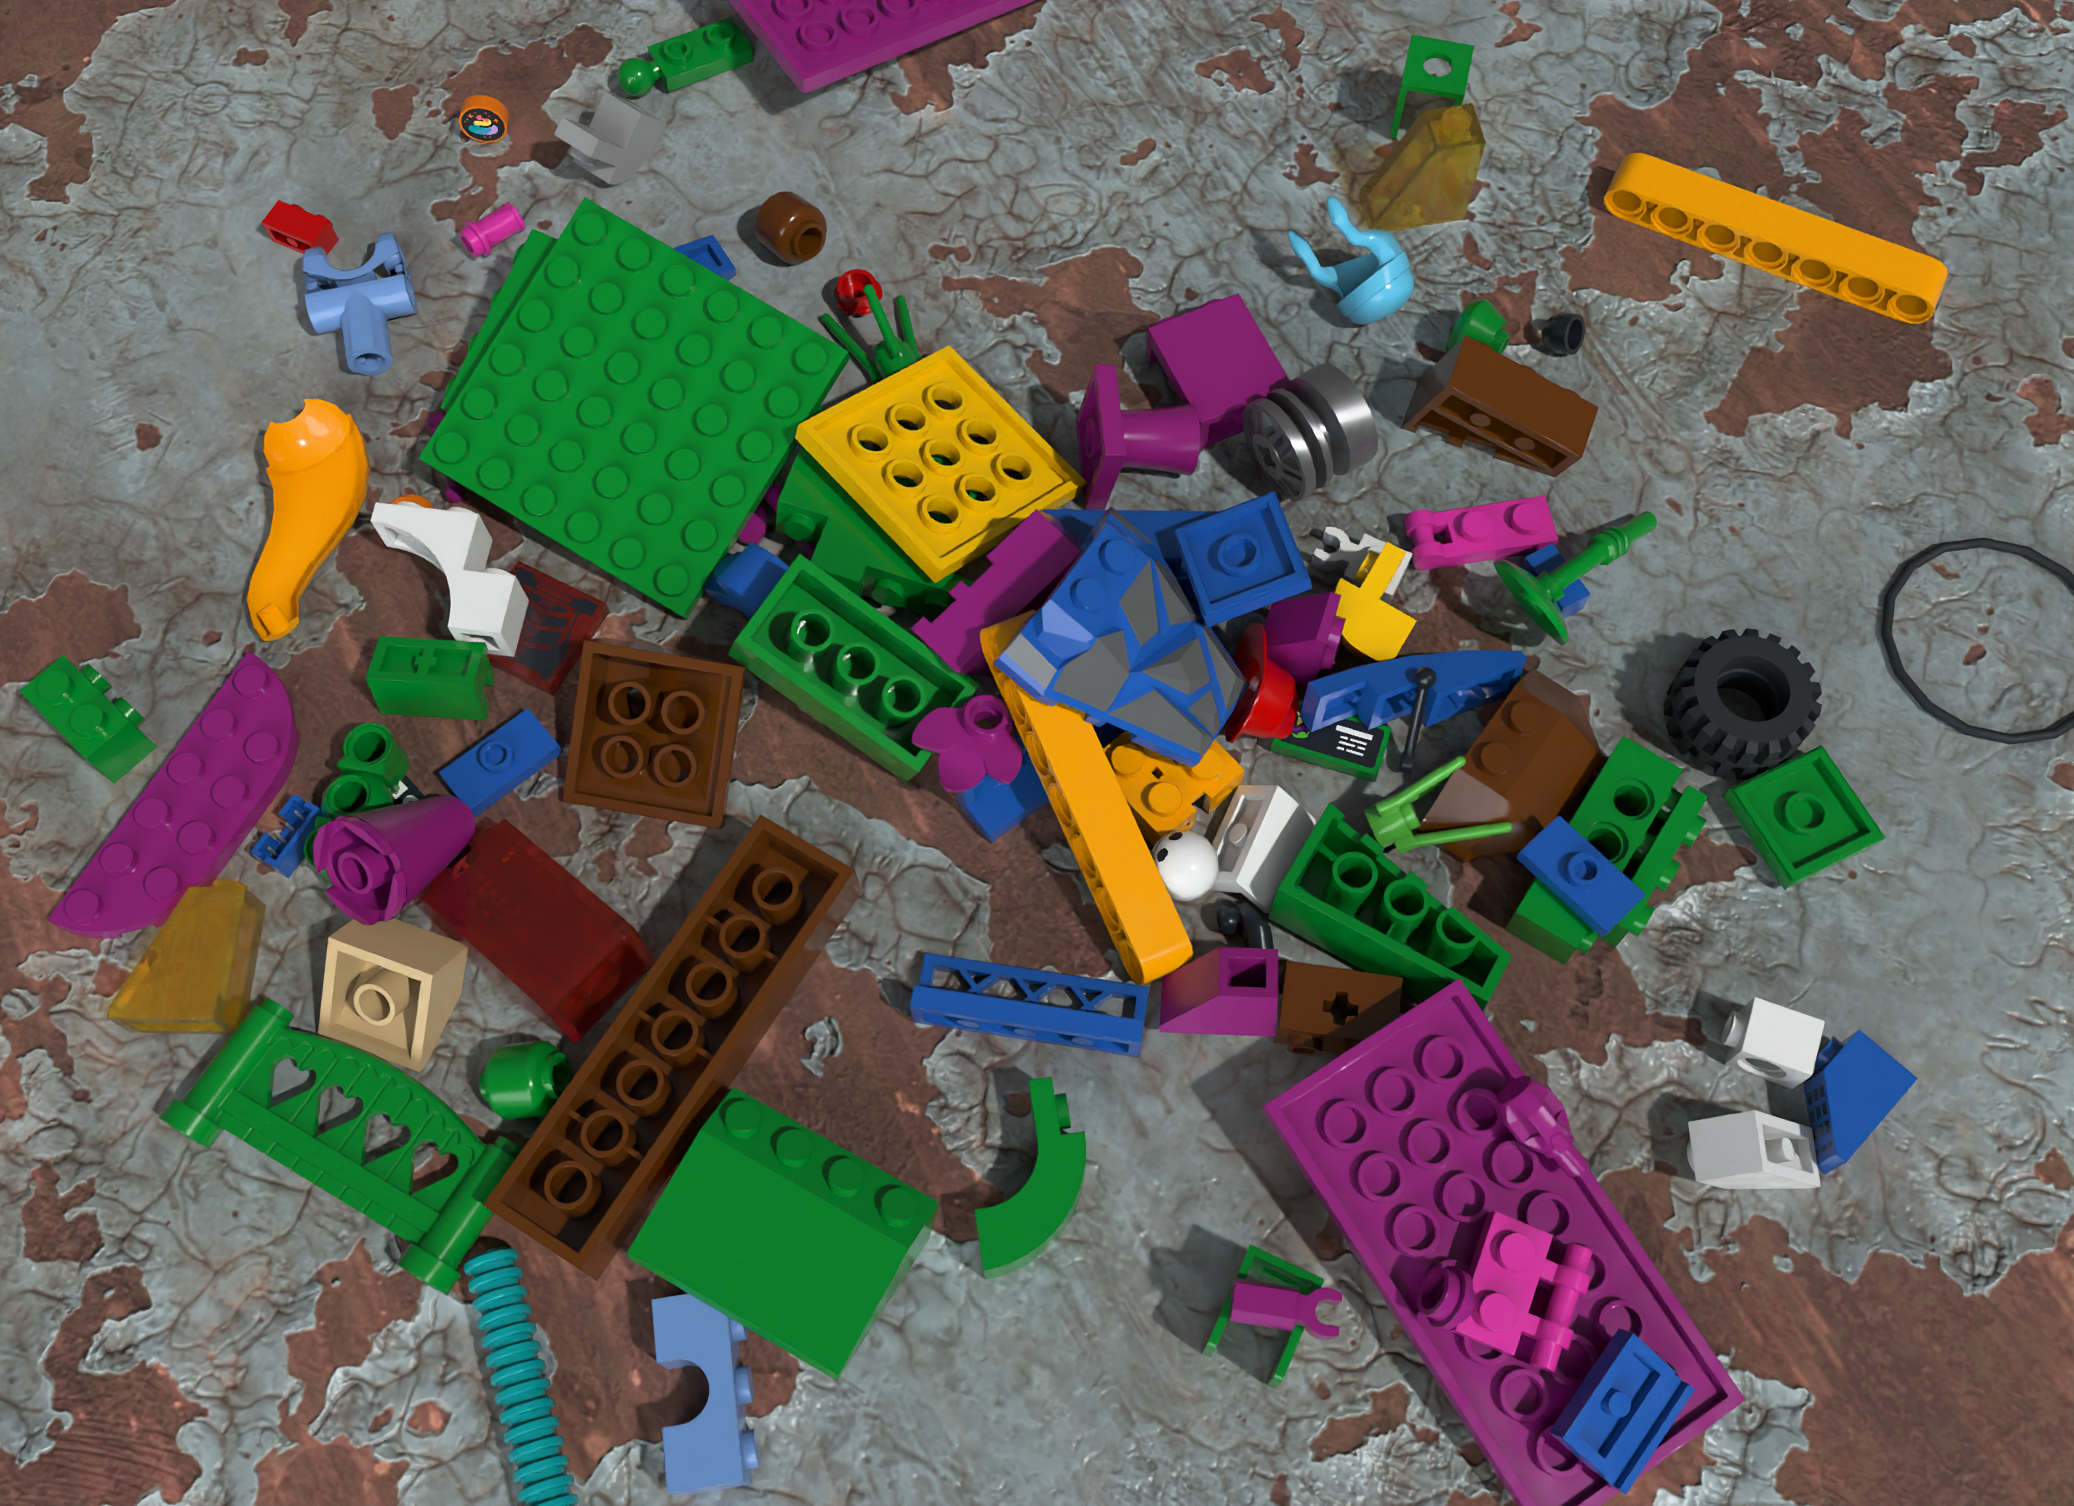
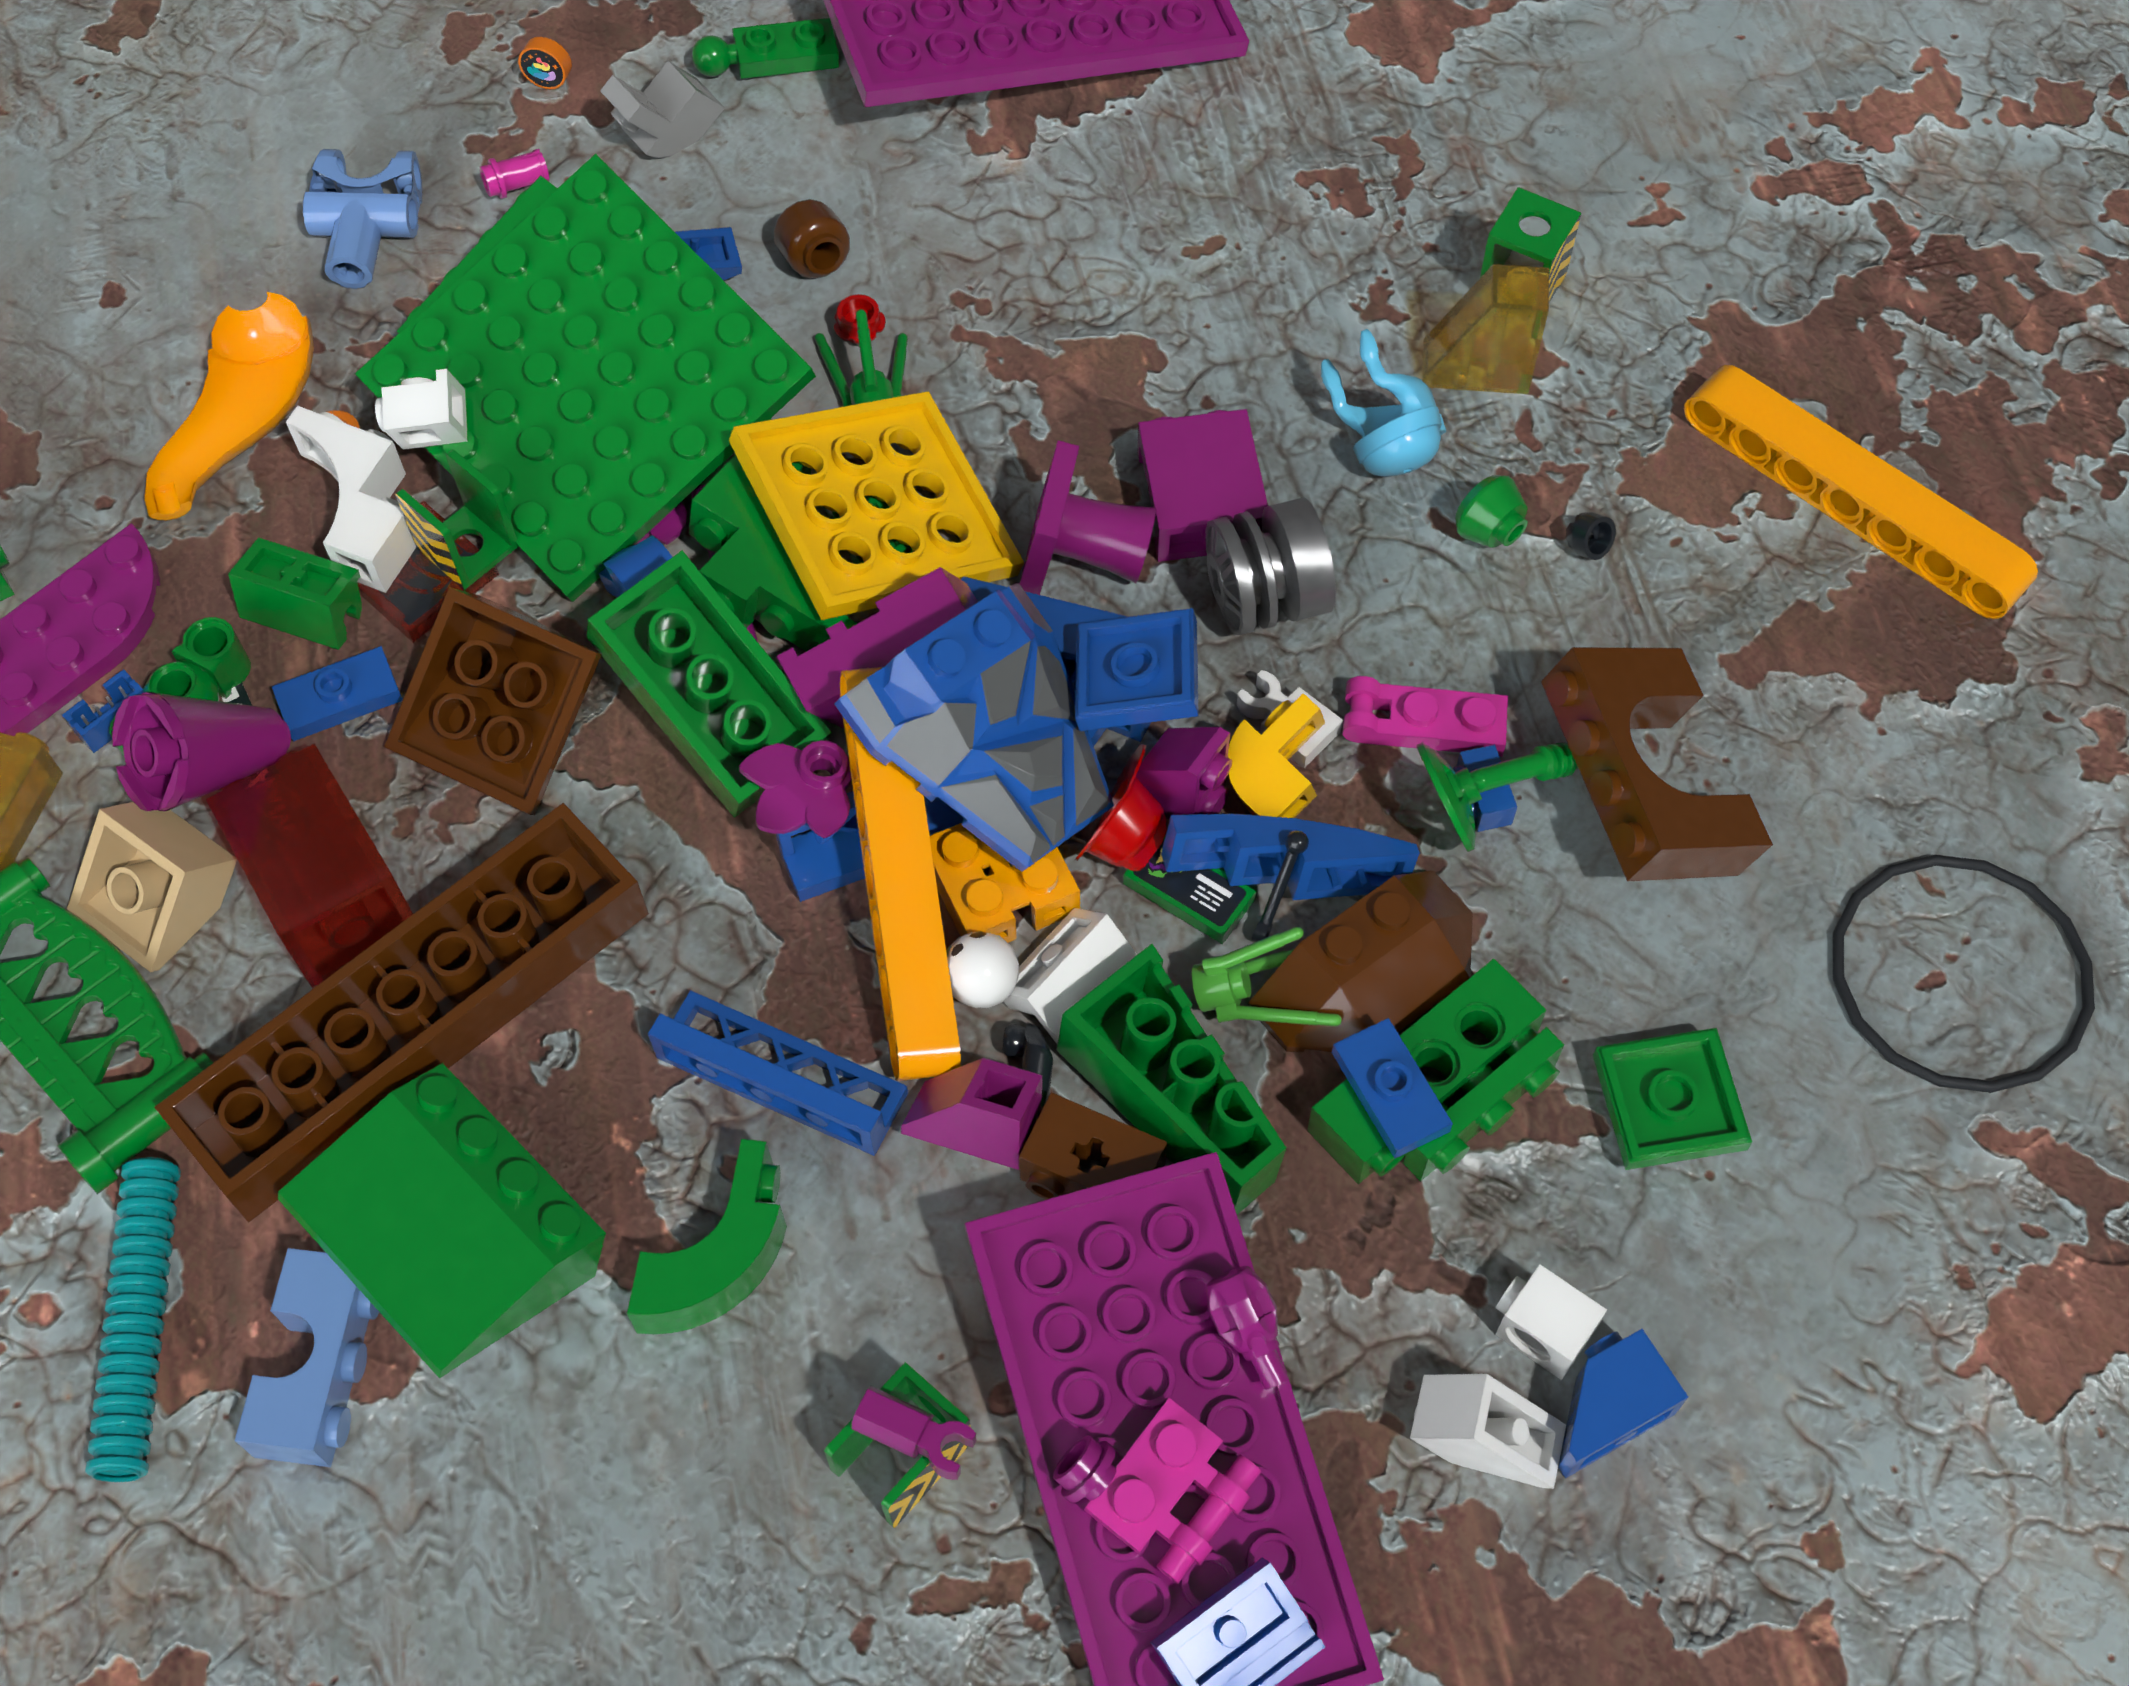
camera: 15 degrees right, 5 degrees down
(299, 229) = (327, 129): red piece -> none
(500, 479) = (424, 411): none -> white brick
(524, 1079) = (243, 1000): green head -> none
(582, 558) = (482, 515): none -> green piece
(1502, 406) = (1492, 593): reddish brown wedge -> none
(1712, 579) = (1648, 822): none -> reddish brown arch
(1767, 675) = (1656, 921): black tyre -> none

